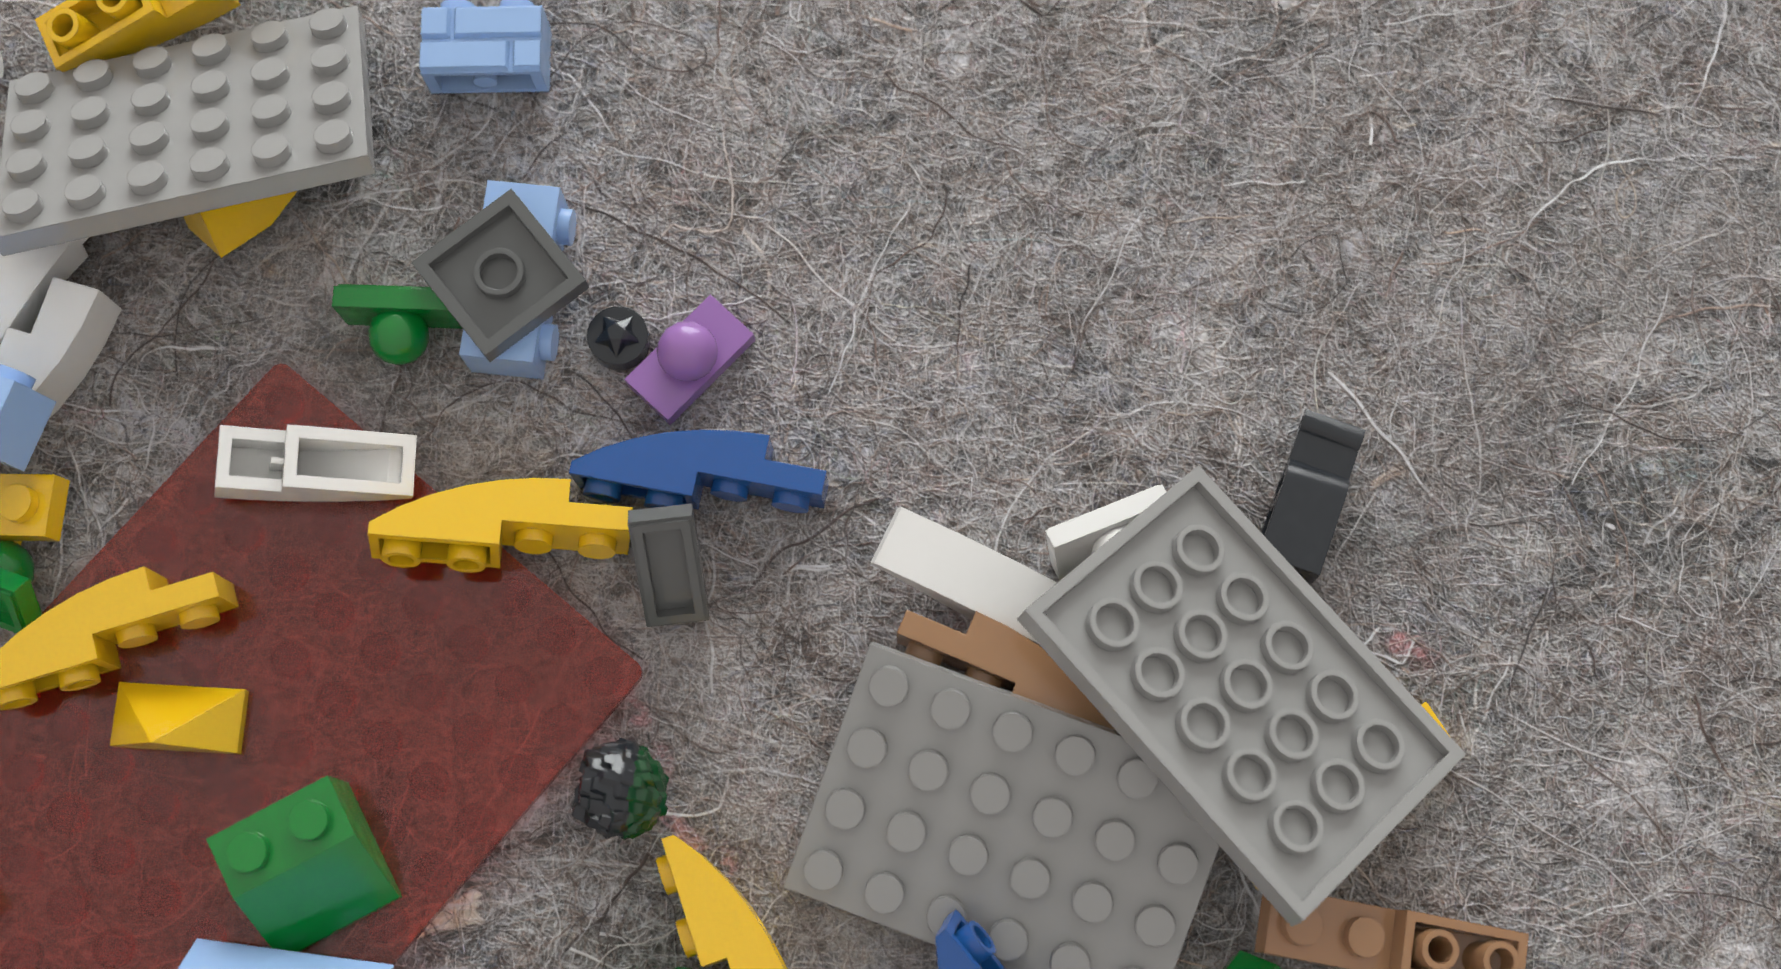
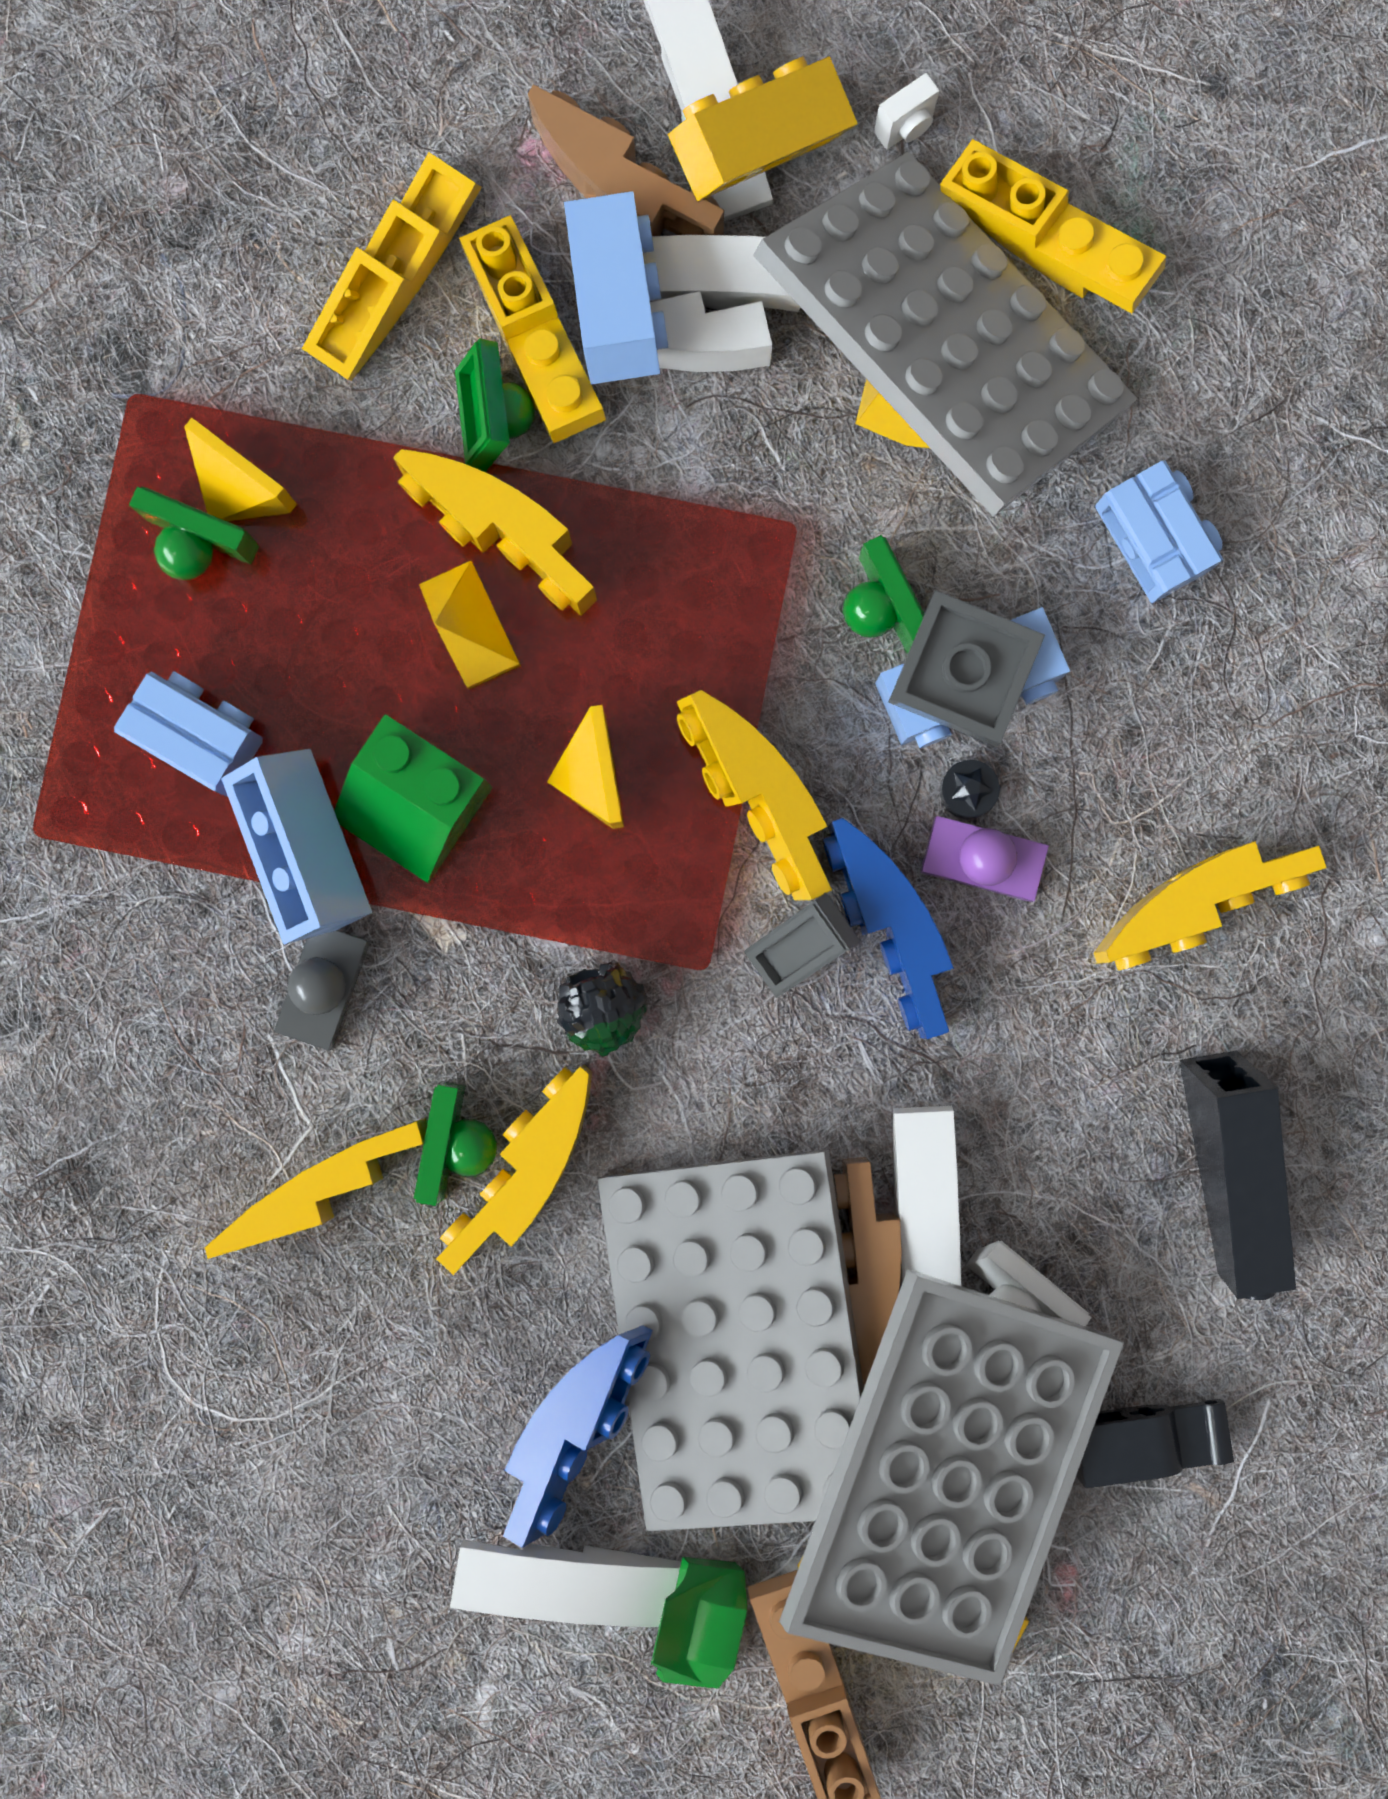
camera: 65 degrees right, 10 degrees up
(314, 464) = (726, 609): white slope -> none
(387, 677) = (588, 770): none -> yellow slope
(832, 187) = (1185, 903): none -> yellow slope
(1103, 282) = (1241, 1172): none -> black slope

